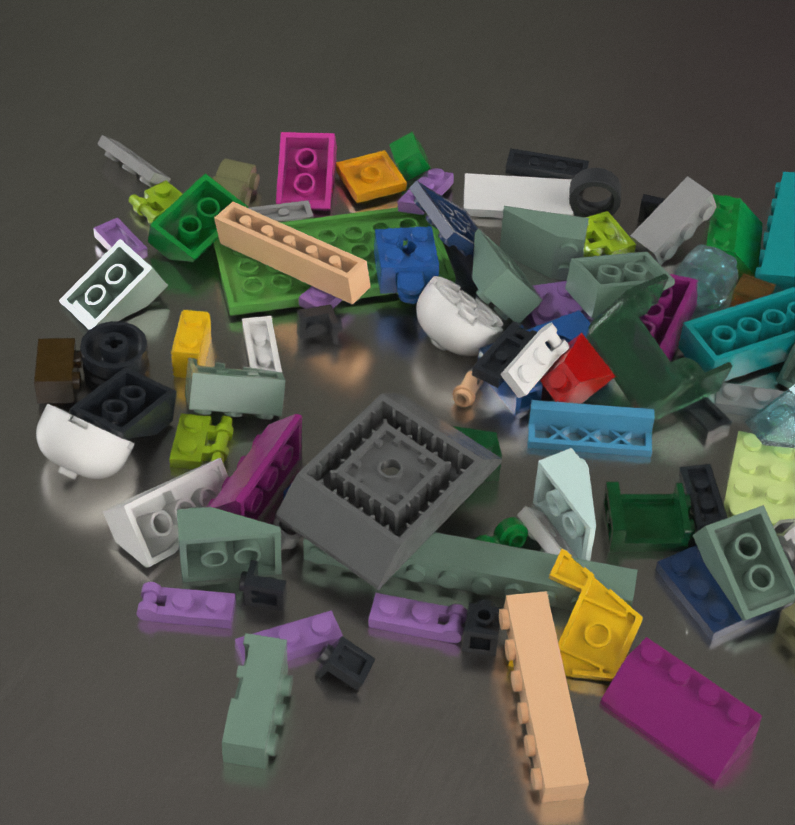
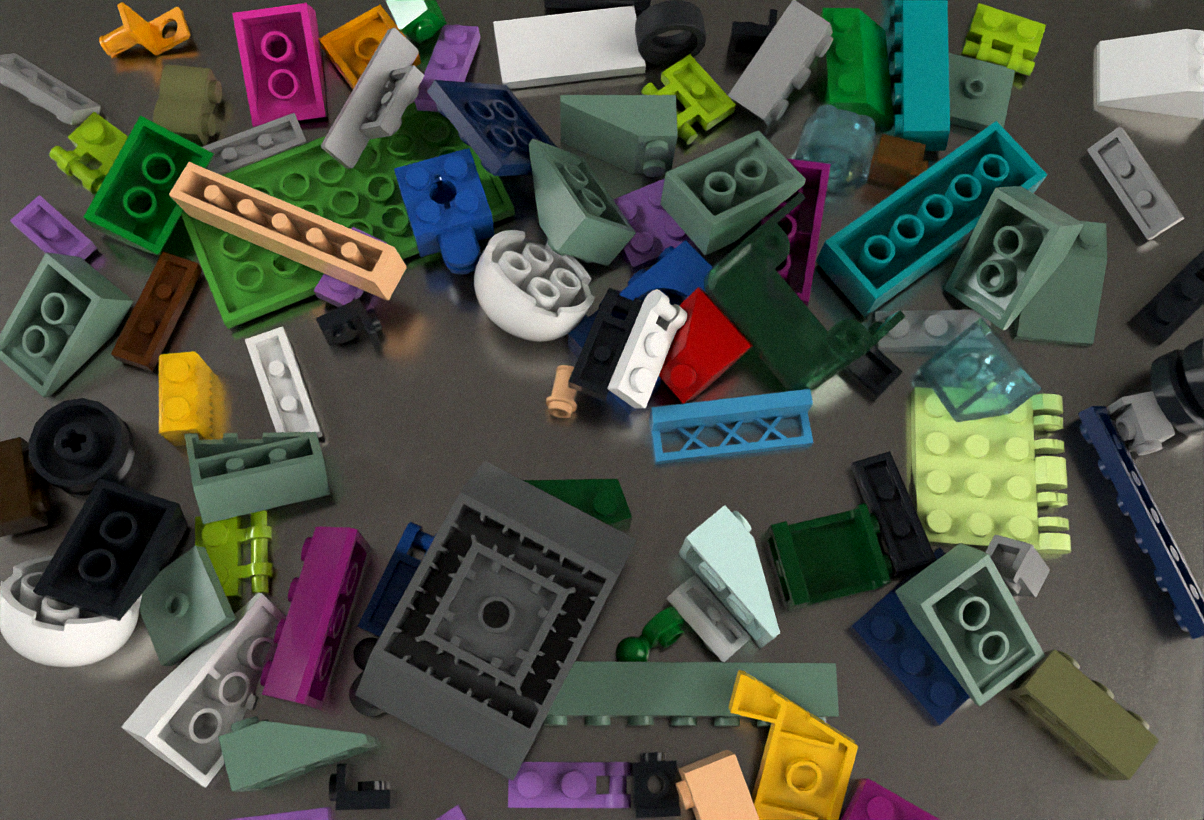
camera: 15 degrees left, 25 degrees up
(162, 456) = (184, 606): none -> sand green plate
(182, 295) = (157, 311): none -> reddish brown plate
(207, 140) = (147, 34): none -> light orange bracket
(369, 197) = (376, 100): none -> light grey bracket

